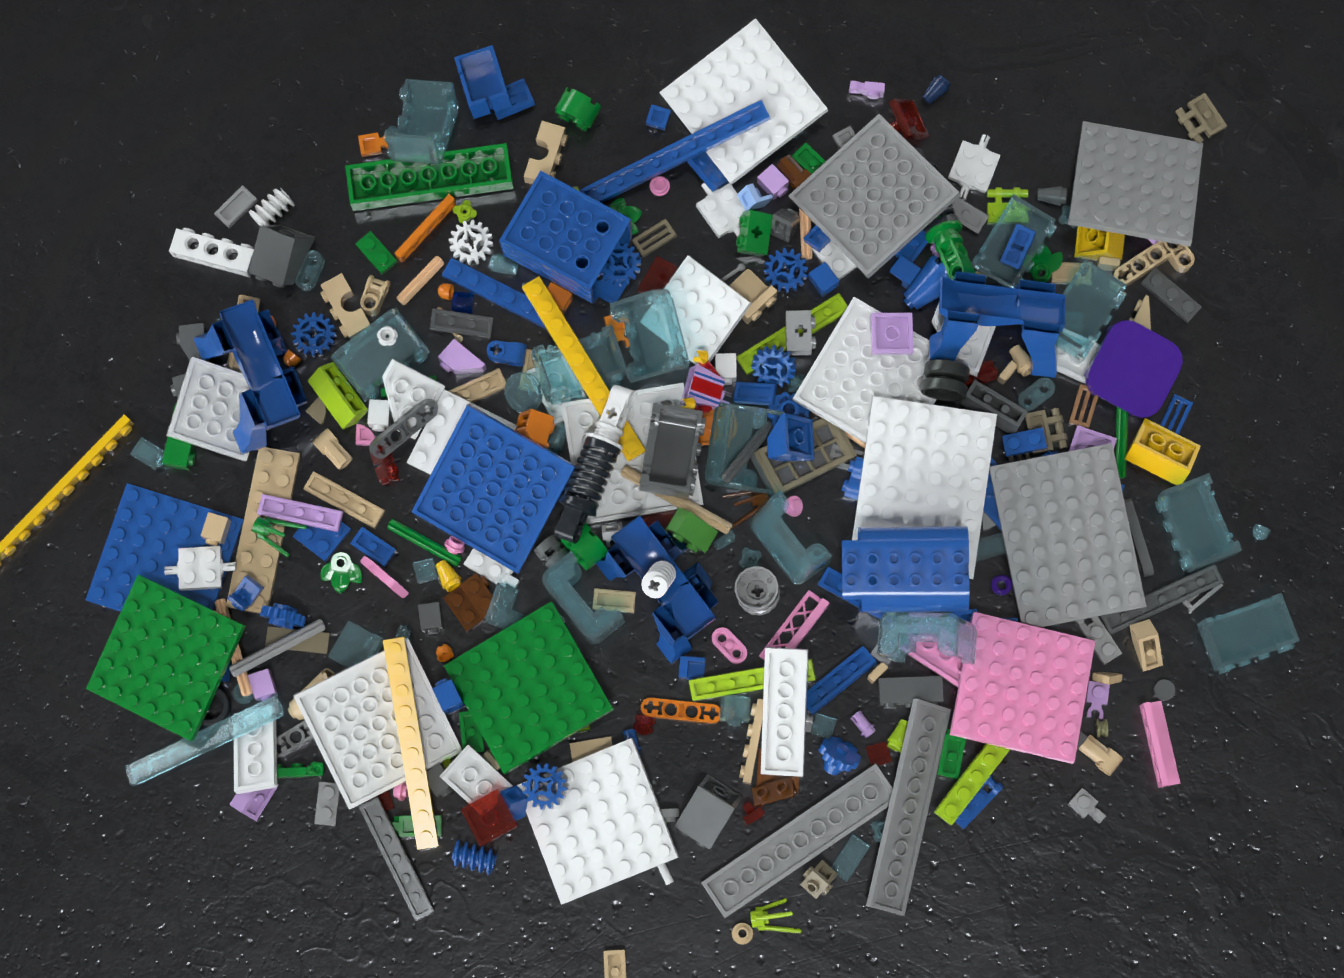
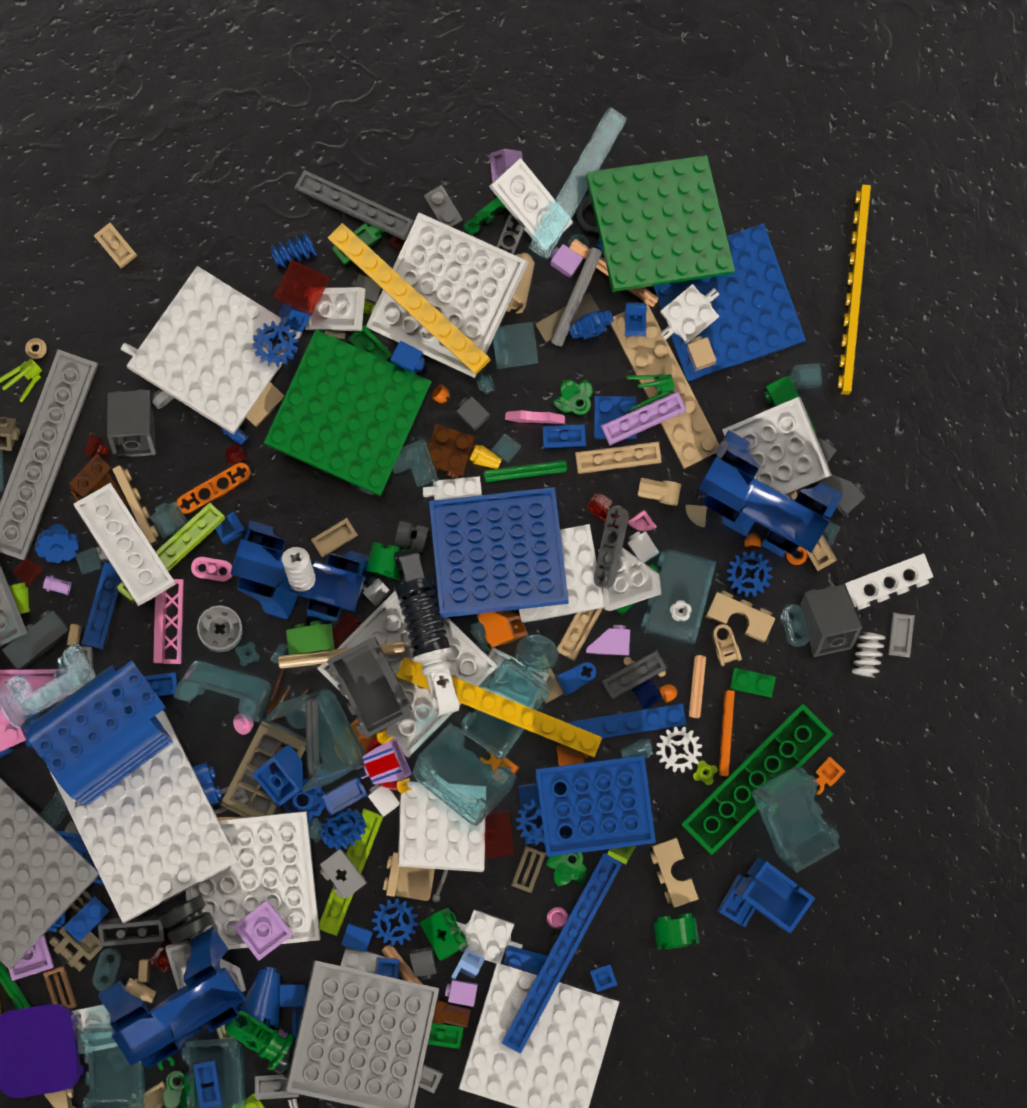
camera: 140 degrees right, 5 degrees up
(337, 395) = (688, 537): lime brick -> none
(400, 791) = (390, 258): bright pink plate -> none
(454, 545) = (497, 485): bright pink plate -> none
(558, 584) = (336, 498): clear light blue windscreen -> none
(1001, 578) = (17, 784): dark purple plate -> none

